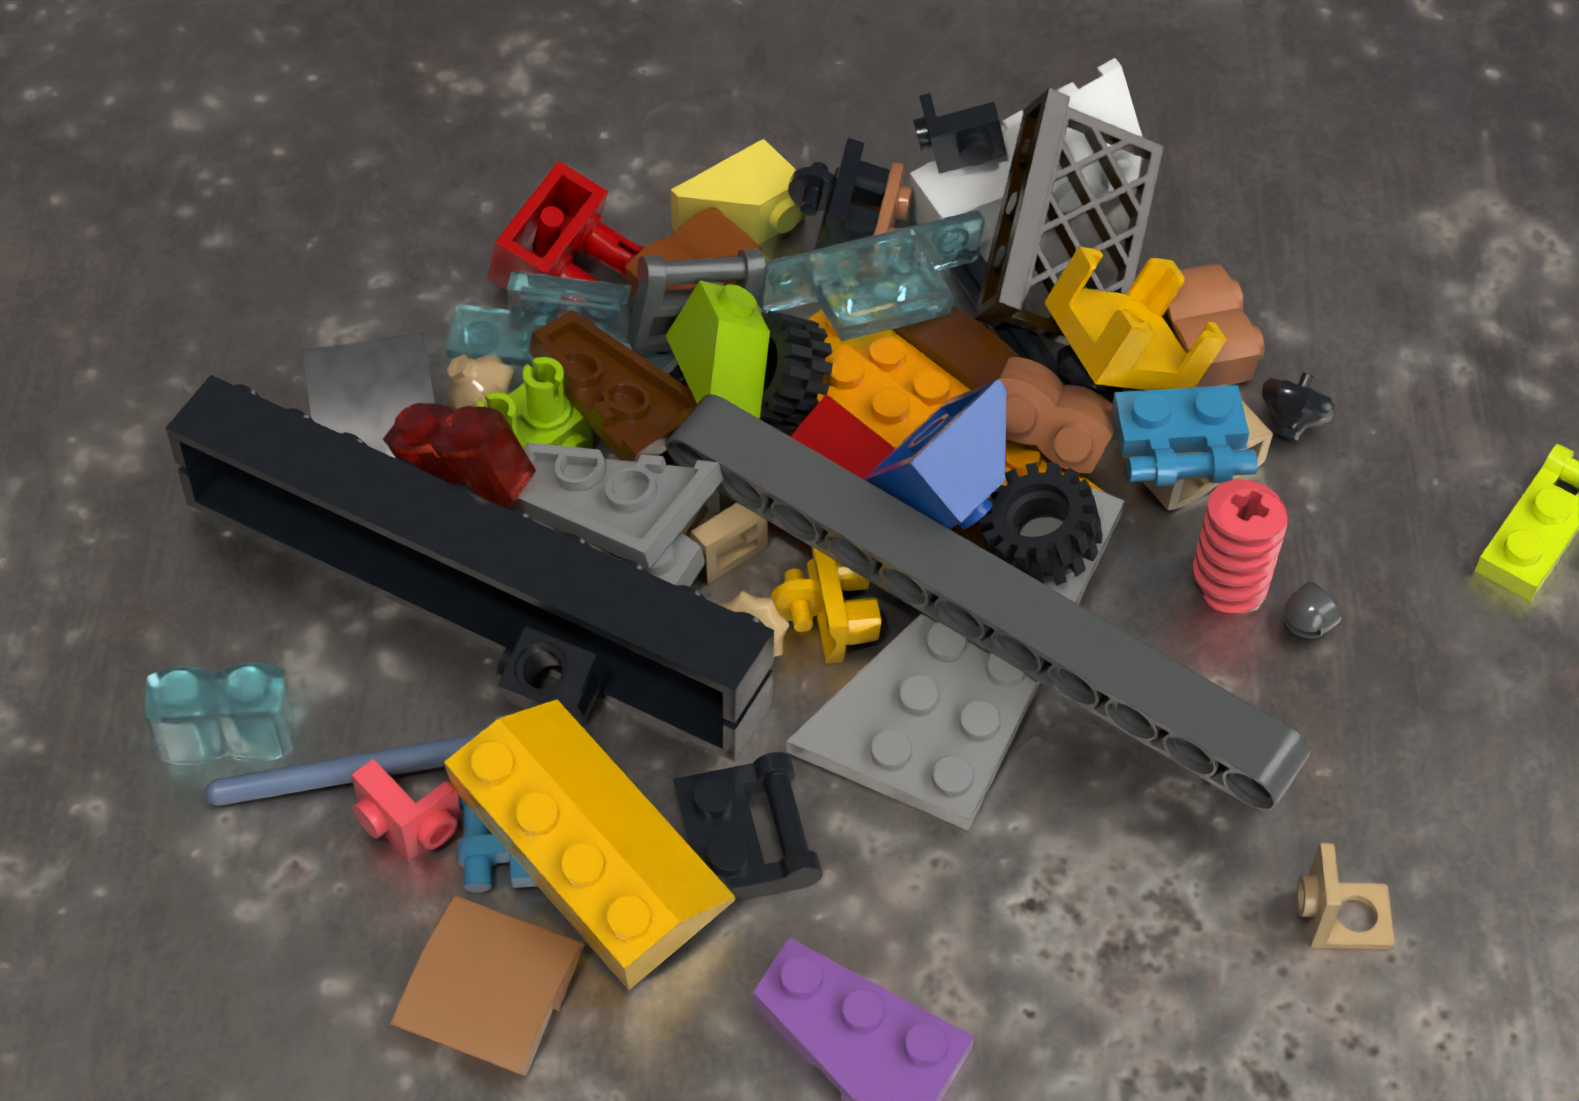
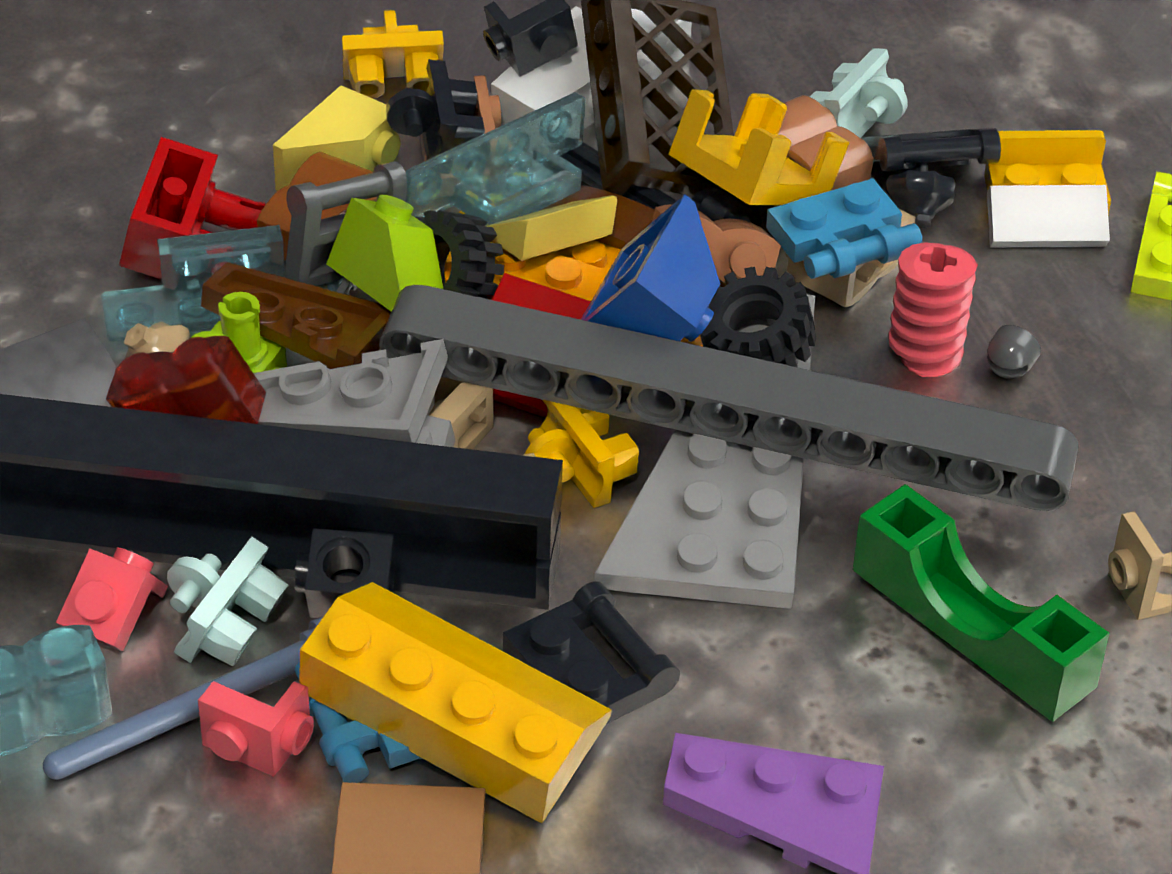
camera: 20 degrees left, 10 degrees down
(332, 633) = (110, 595): none -> coral bracket
(408, 689) = (212, 623): none -> light aqua hips
(838, 107) = (389, 53): none -> yellow hips
(898, 354) = (557, 227): none -> light yellow slope
(1169, 950) = (1039, 652): none -> green arch
(1286, 276) = (864, 94): none -> light aqua hips
(1328, 355) = (943, 147): none -> black plate
(1419, 464) = (1048, 216): none -> white tile
(1441, 417) = (1049, 159): none -> yellow bracket

